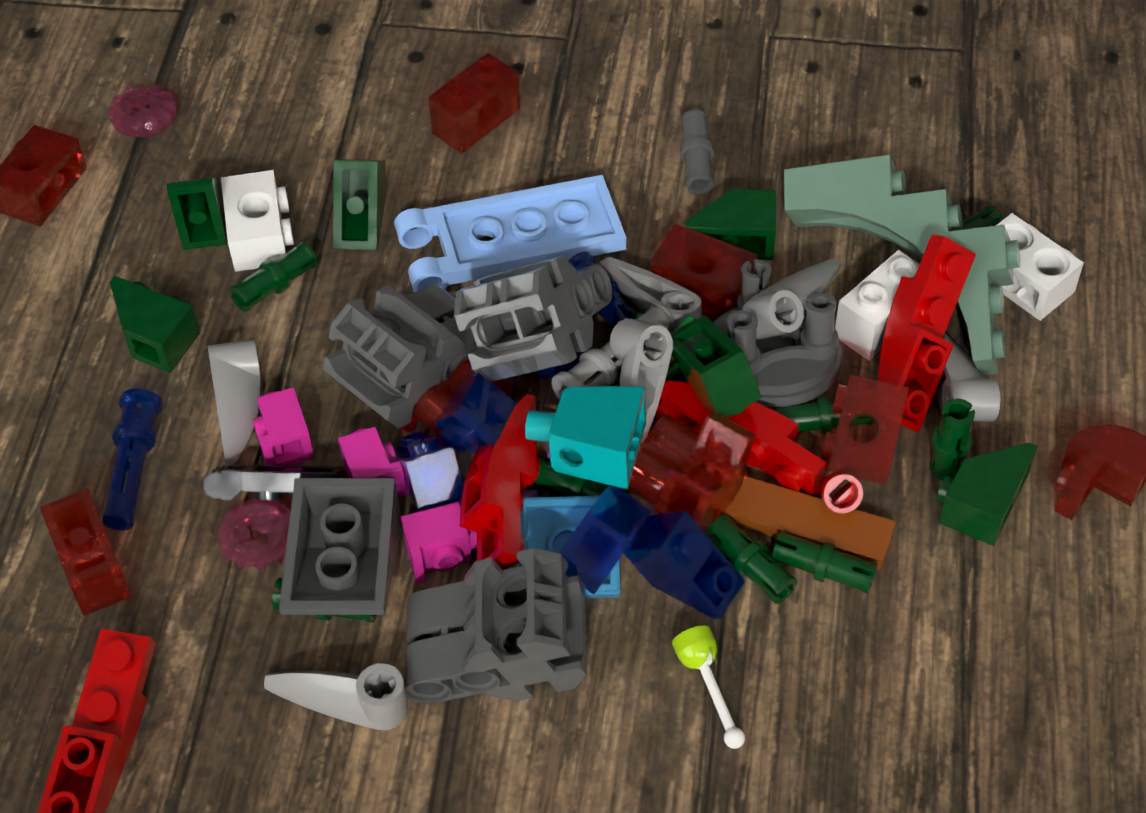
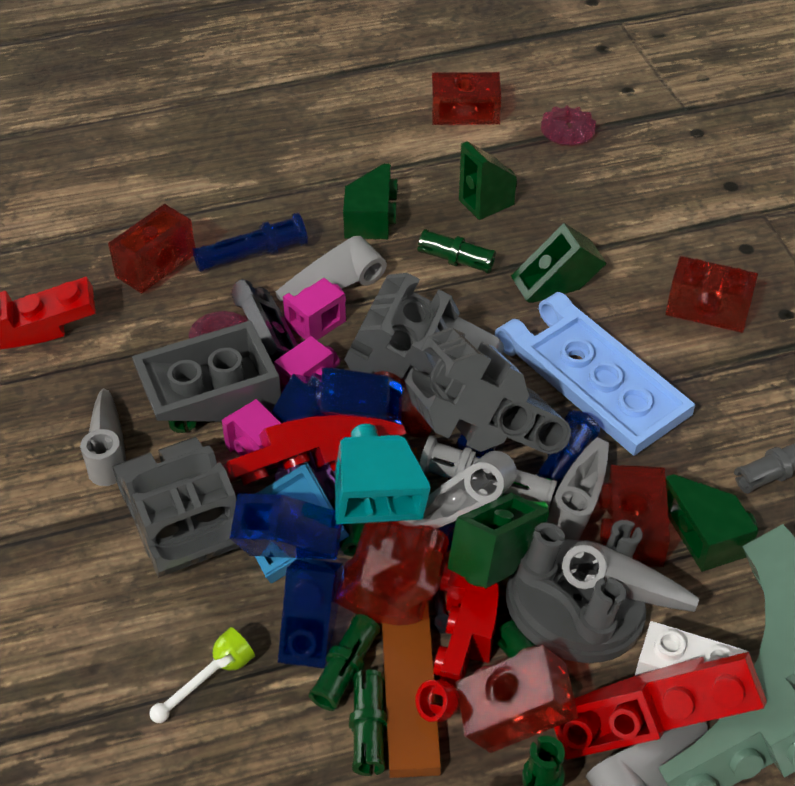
camera: 65 degrees right, 5 degrees down
(255, 218) = (500, 217): white brick -> none

